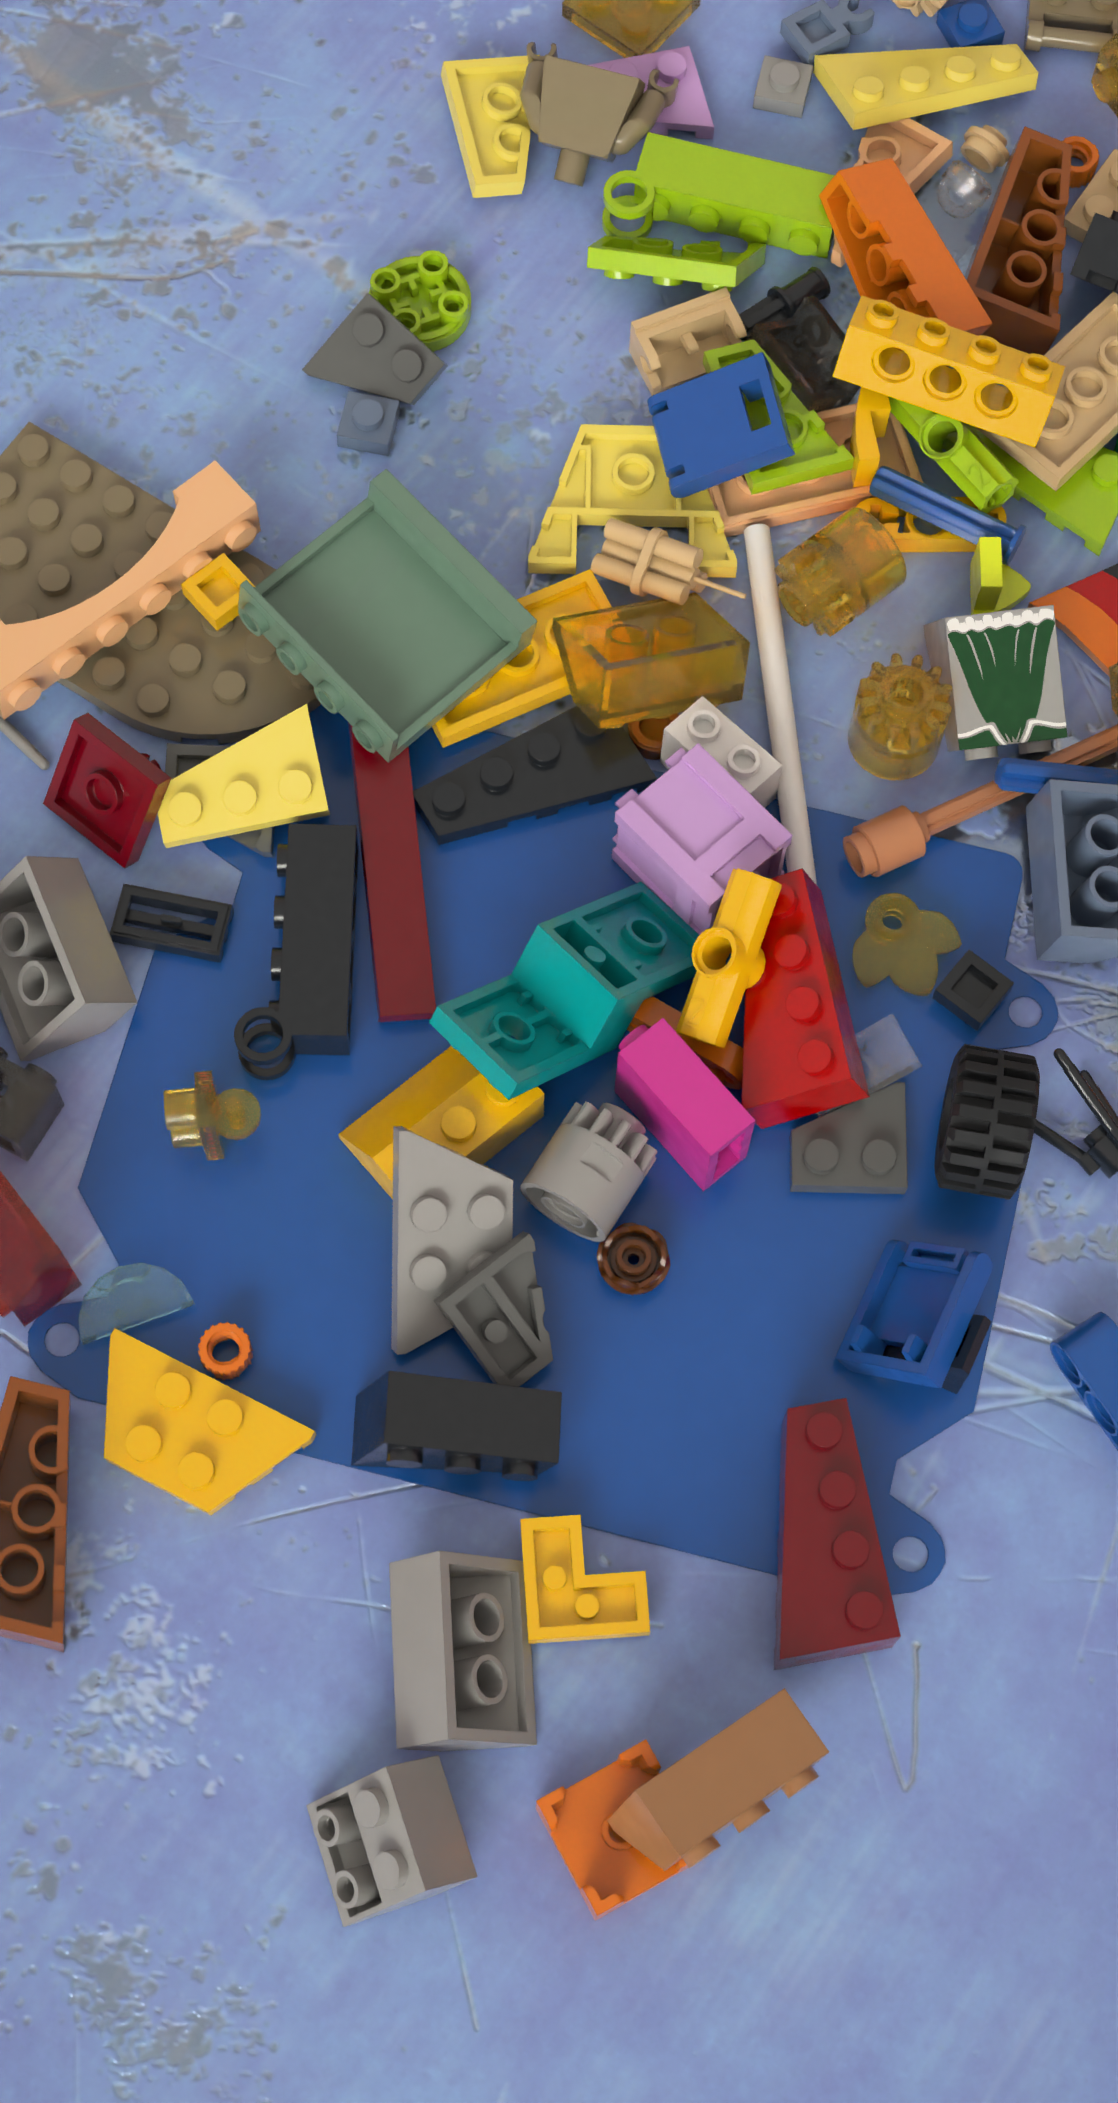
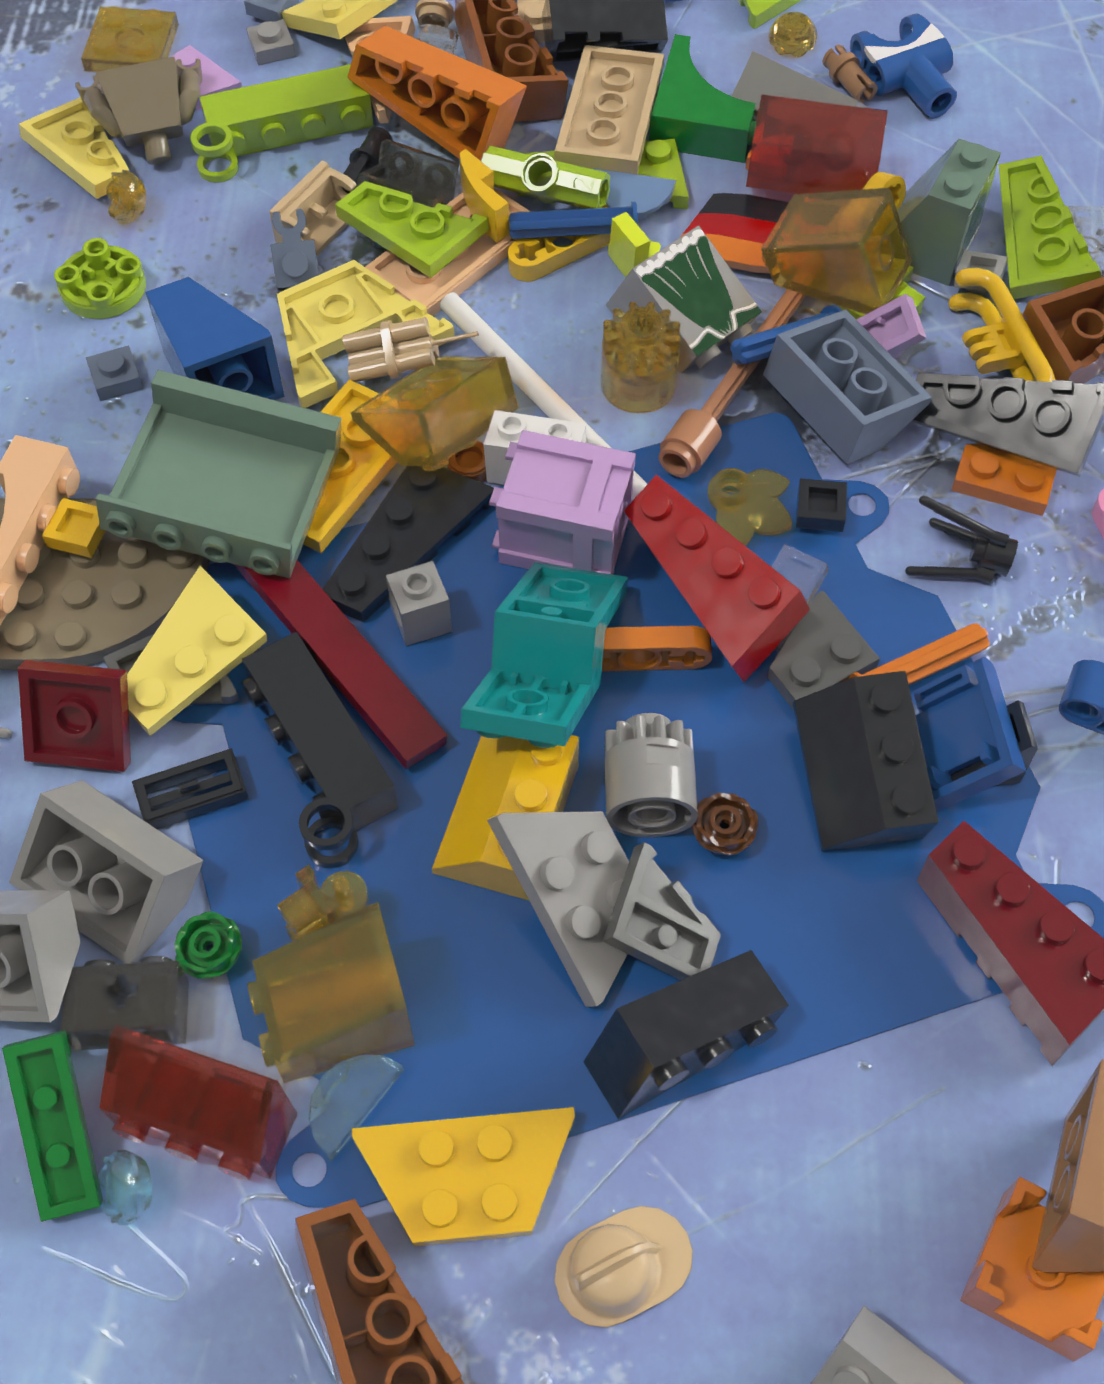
camera: 30 degrees left, 10 degrees down
(87, 1071) = (197, 934): none -> green plate
(168, 1202) = (330, 997): none -> clear yellow slope
(219, 1333) = (464, 1106): orange axle -> none
(270, 1591) = (623, 1266): none -> tan piece
(377, 355) = (91, 323): dark grey wing -> none
(461, 1653) = (816, 1211): light grey slope -> none
(466, 461) = (214, 340): none -> blue slope
(495, 861) = (419, 603): none -> light grey brick
(503, 215) = (126, 197): none -> clear yellow plate
(565, 1601) = (862, 1113): yellow plate -> none
(626, 387) = (293, 259): none -> sand blue plate
(655, 257) = (269, 170): lime wing -> none
(682, 1103) = (684, 682): dark pink brick -> none
(708, 431) = (377, 244): blue container -> none
(718, 985) = (659, 589): yellow piece -> none
(802, 1281) = (865, 762): none -> black slope
(840, 572) = (530, 289): clear yellow gear -> none
(945, 1216) = (937, 654): none -> orange axle
(959, 393) = (582, 129): yellow brick -> none
(987, 1121) = (910, 573): black tyre -> none
(1042, 510) = (647, 191): none -> medium blue tile

